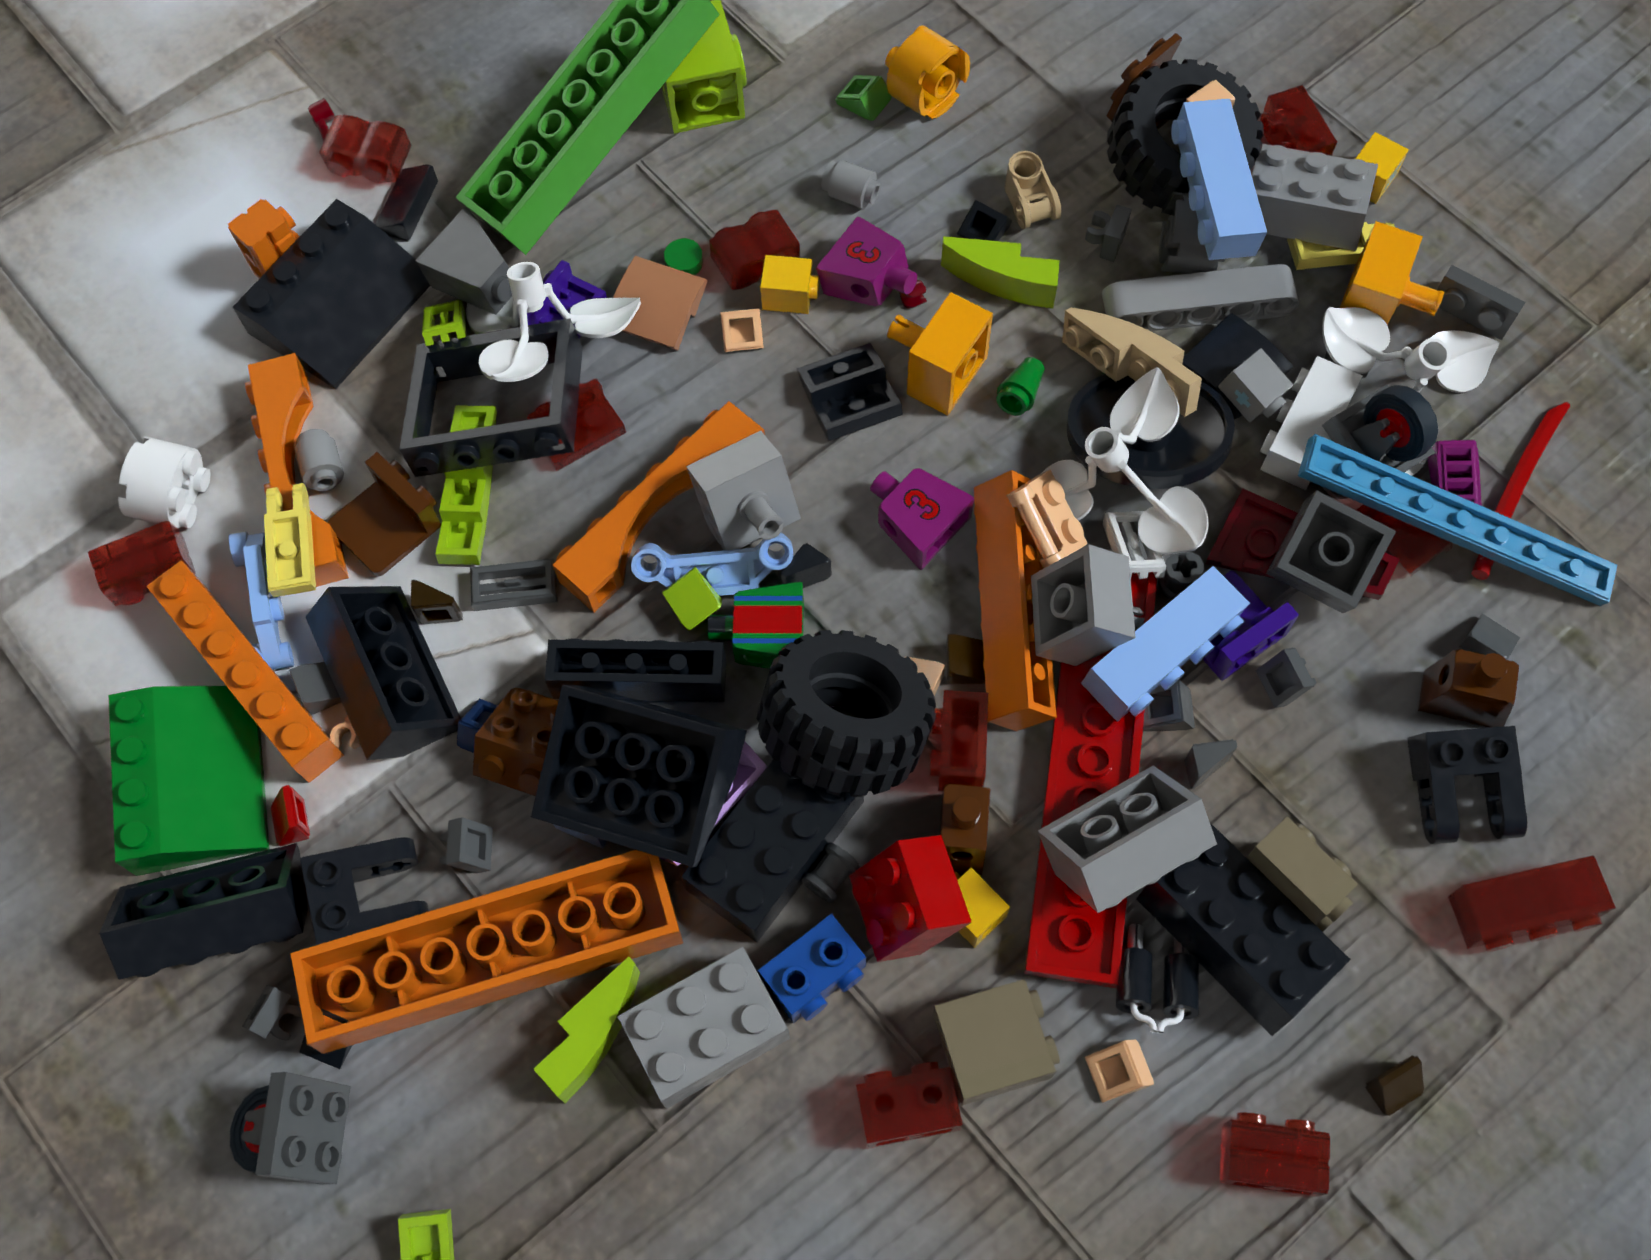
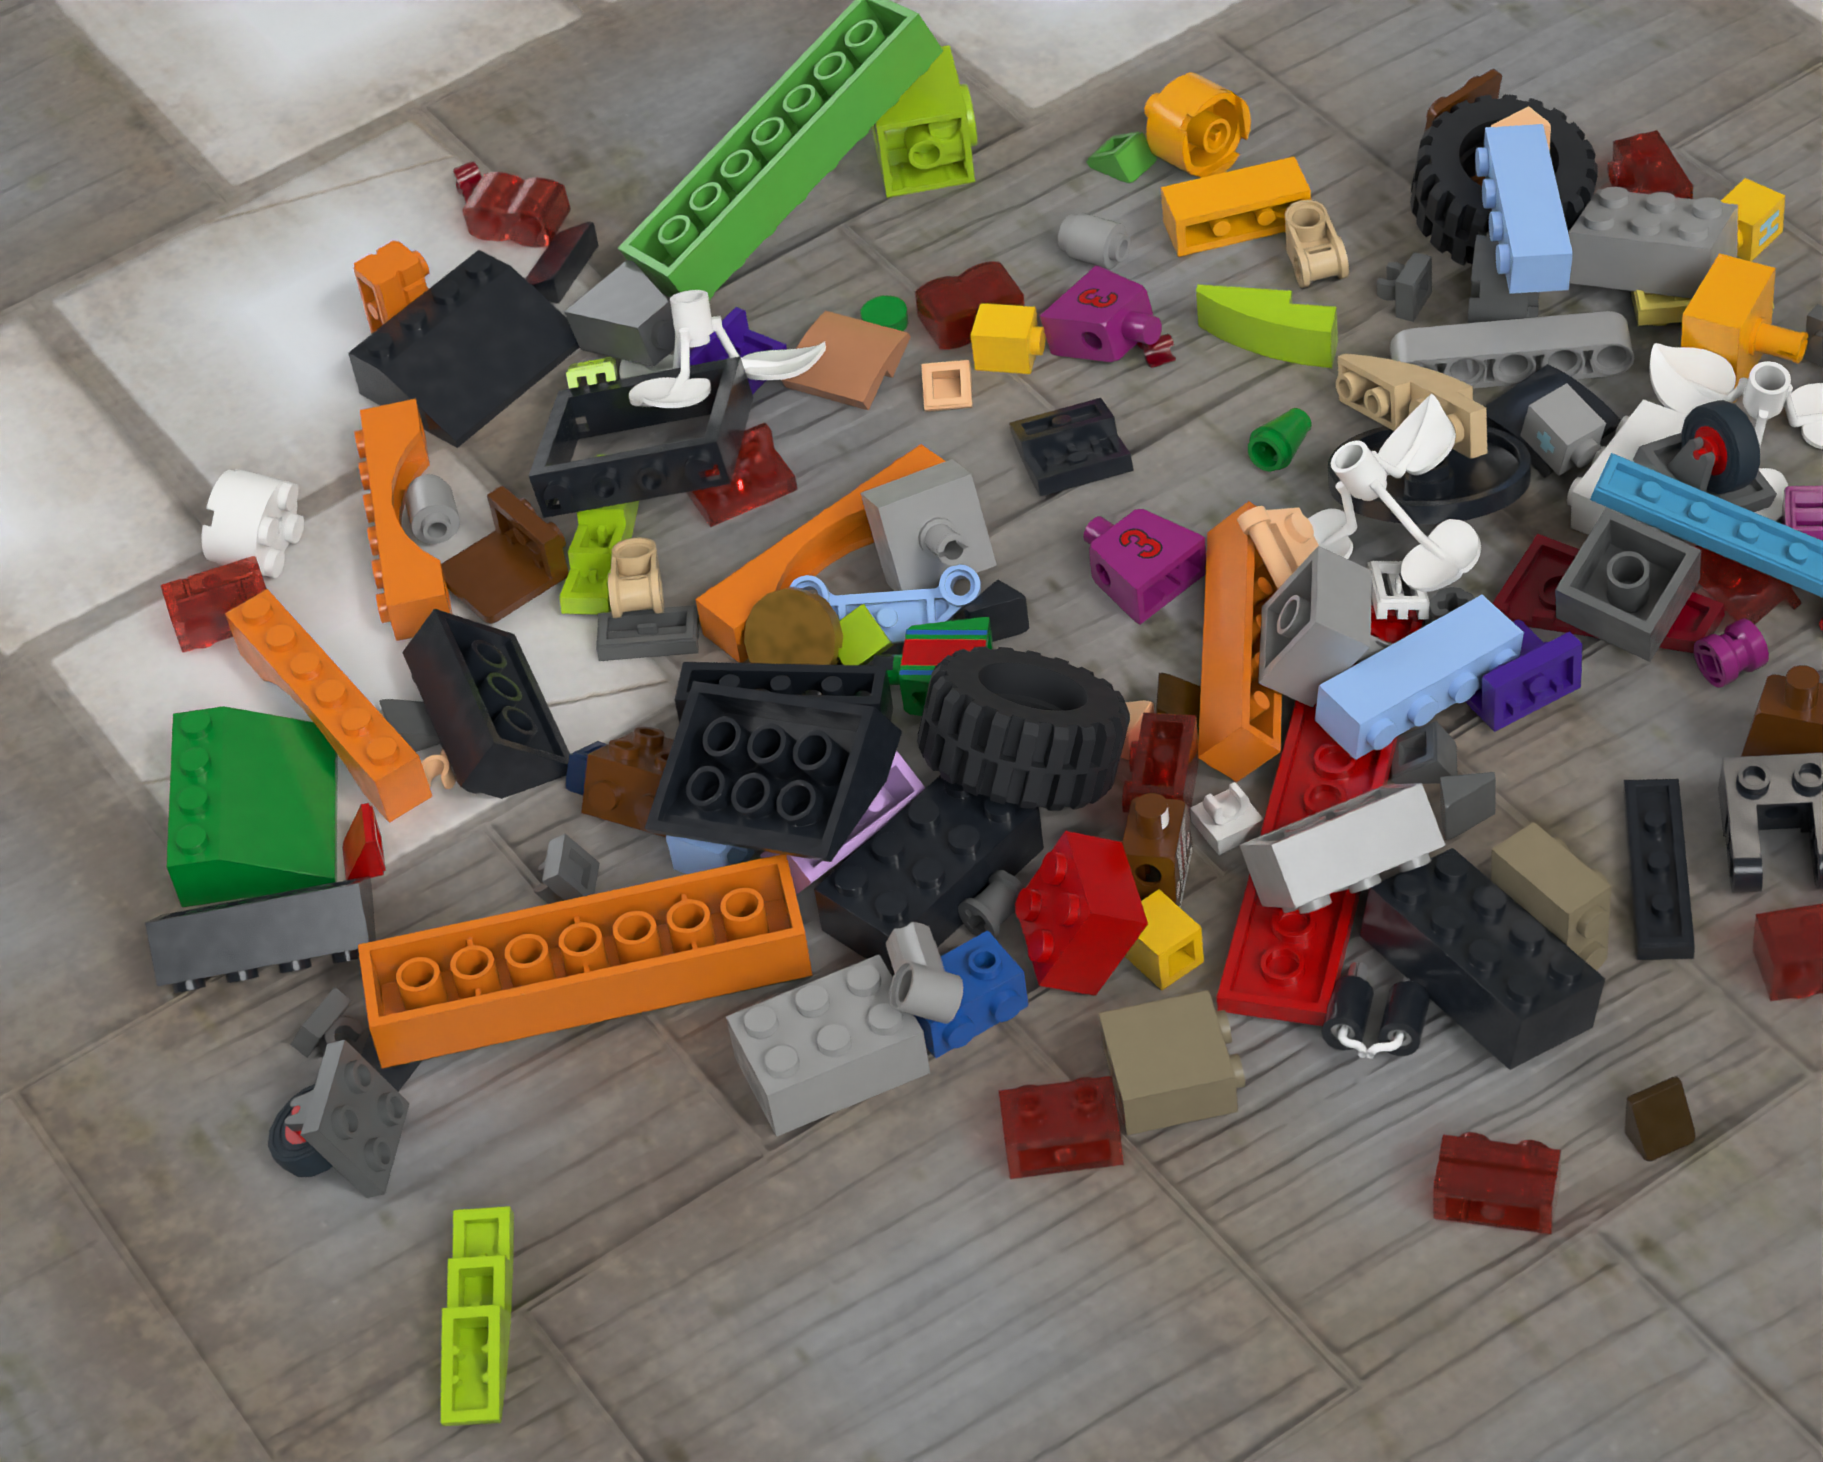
camera: 10 degrees right, 20 degrees down
(265, 608) = (355, 600): light blue plate -> none
(289, 543) = (392, 572): light yellow hinge -> none
(332, 891) = (416, 889): black brick -> none
(433, 605) = (553, 645): dark brown slope -> none
(499, 539) = (635, 577): none -> tan piece
(591, 1032) = (690, 1052): lime slope -> none
(638, 602) = (793, 629): none -> pearl gold tile
(784, 991) = (919, 977): none -> light grey piece
(945, 352) = (1187, 397): light orange brick -> none
(962, 150) = (1232, 205): none -> light orange brick
(984, 223) = (1257, 274): black slope -> none
(1014, 775) = (1227, 819): none -> white tile
(1119, 1070) = (1322, 1105): light nougat slope -> none
(1285, 677) = (1571, 723): dark grey tile -> none
(1367, 820) = (1658, 870): none -> black tile
(1412, 601) = (1726, 655): none -> magenta wheel

